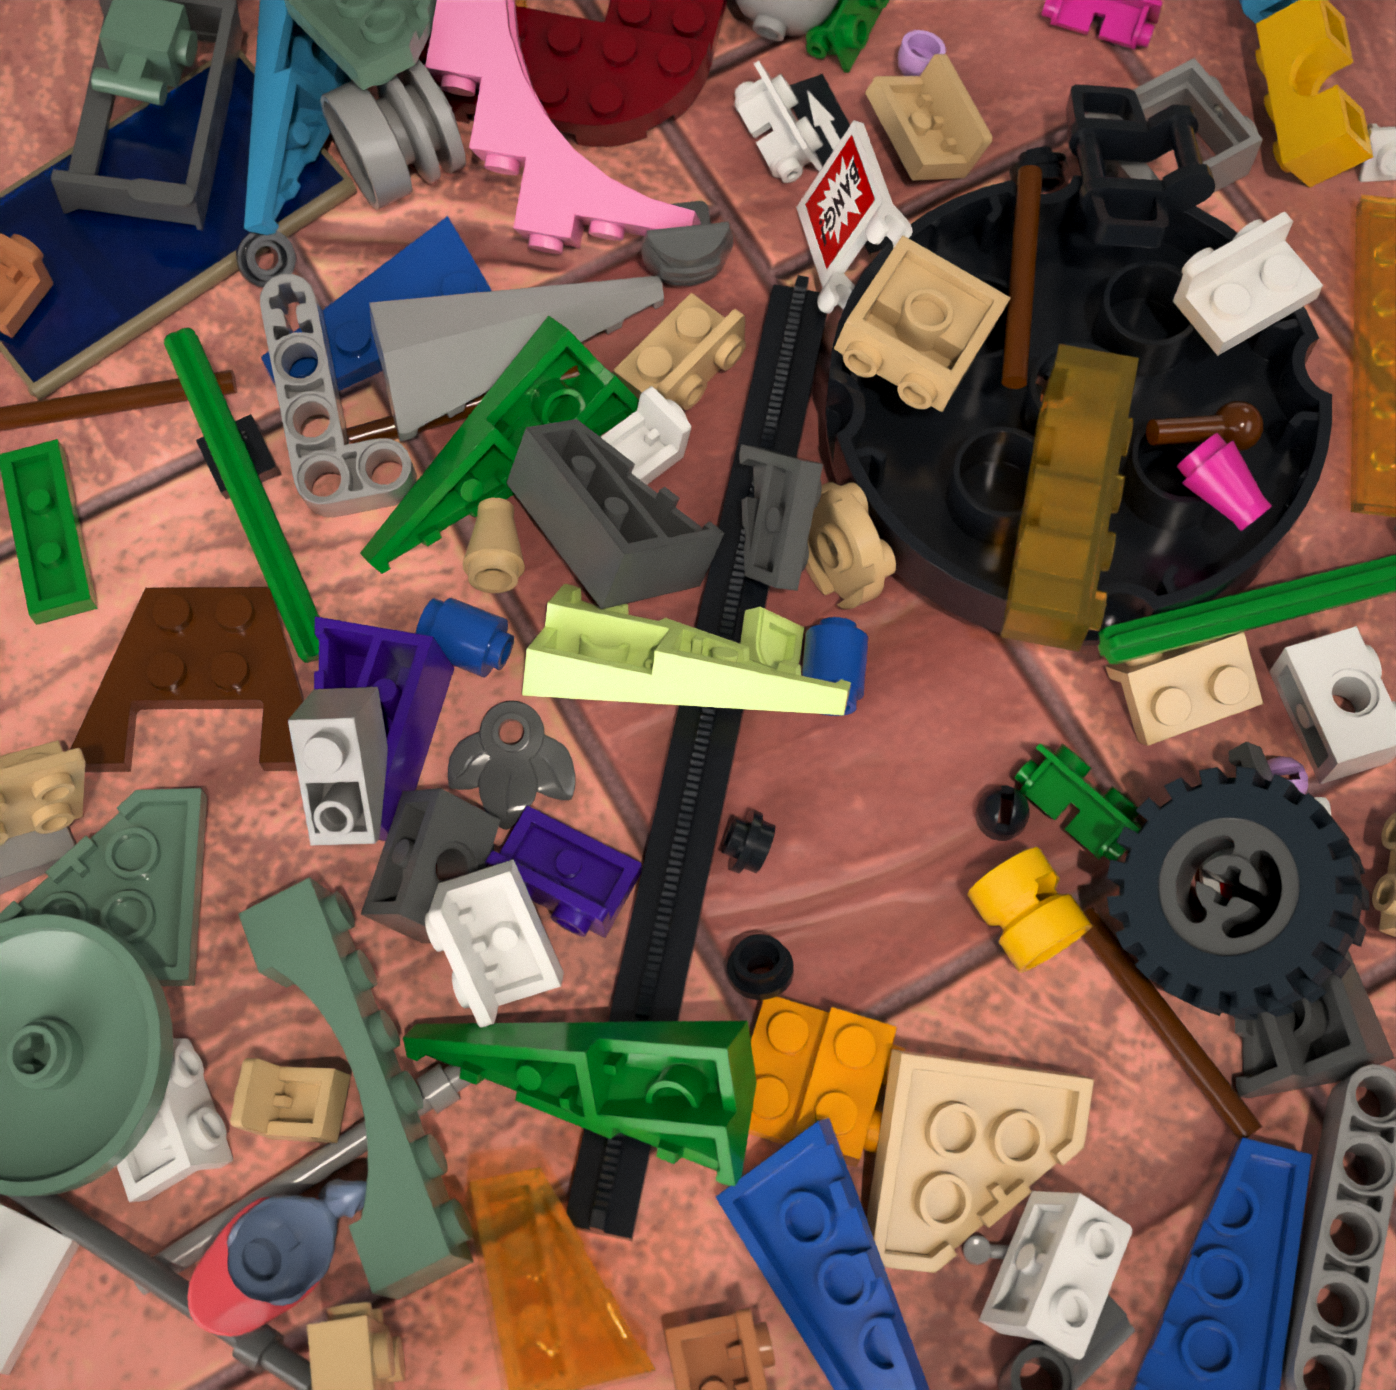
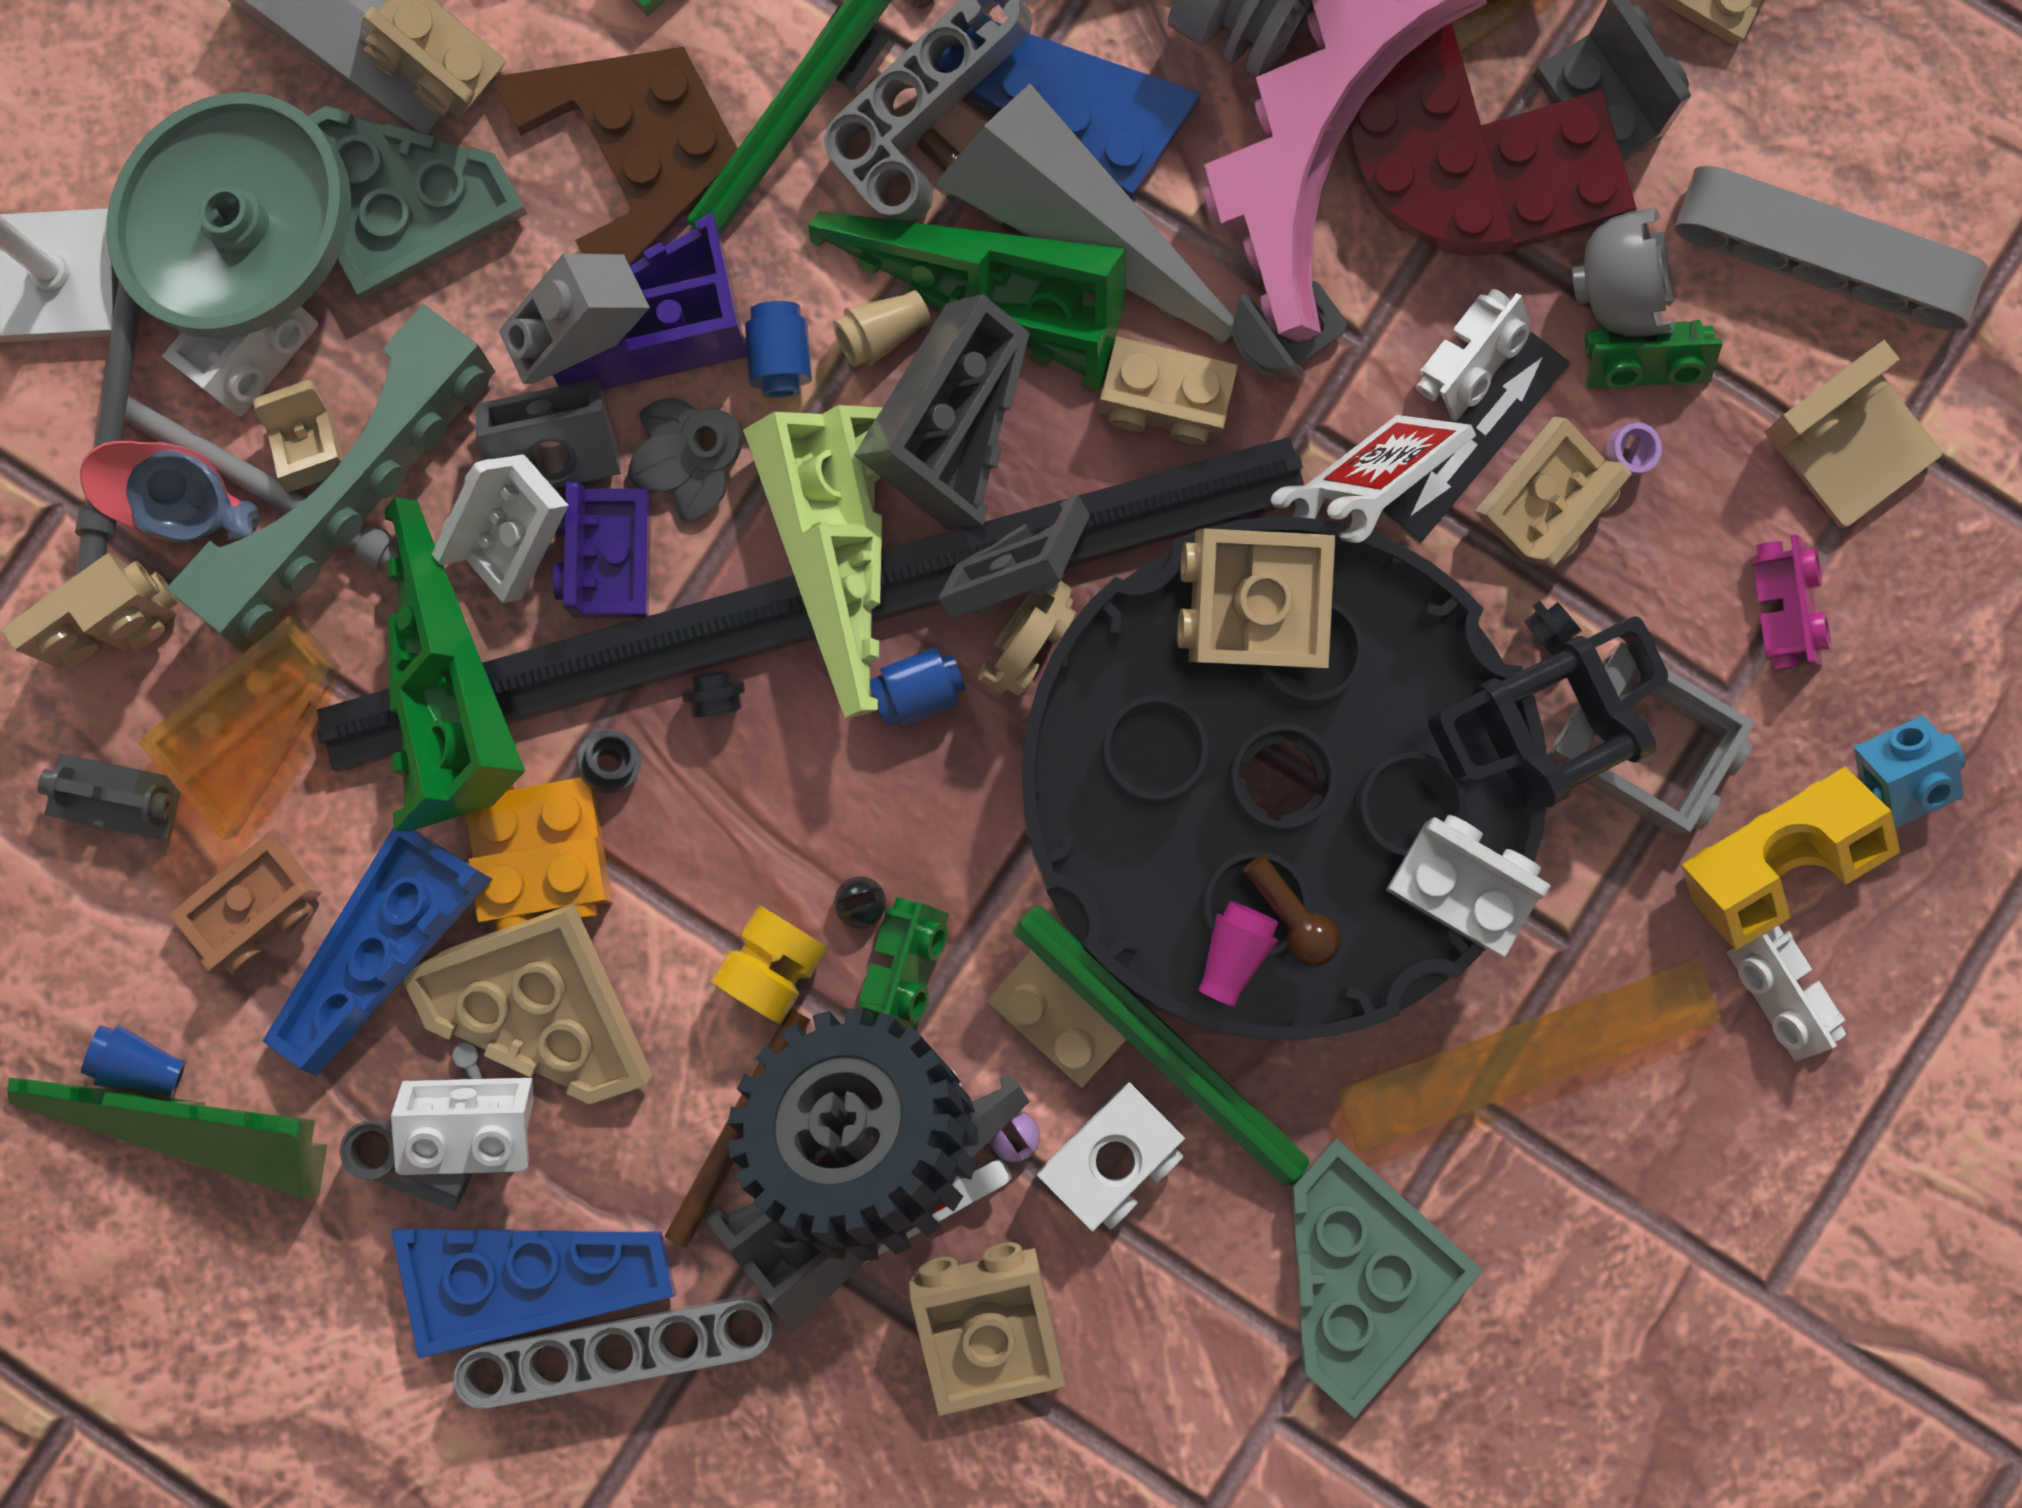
camera: 65 degrees right, 15 degrees up
(652, 435) = (1052, 405): white bracket -> none
(771, 637) = (909, 621): yellowish green tile -> none
(1022, 277) = (1372, 667): reddish brown bar -> none
(1070, 499) = (1128, 820): clear yellow wedge -> none

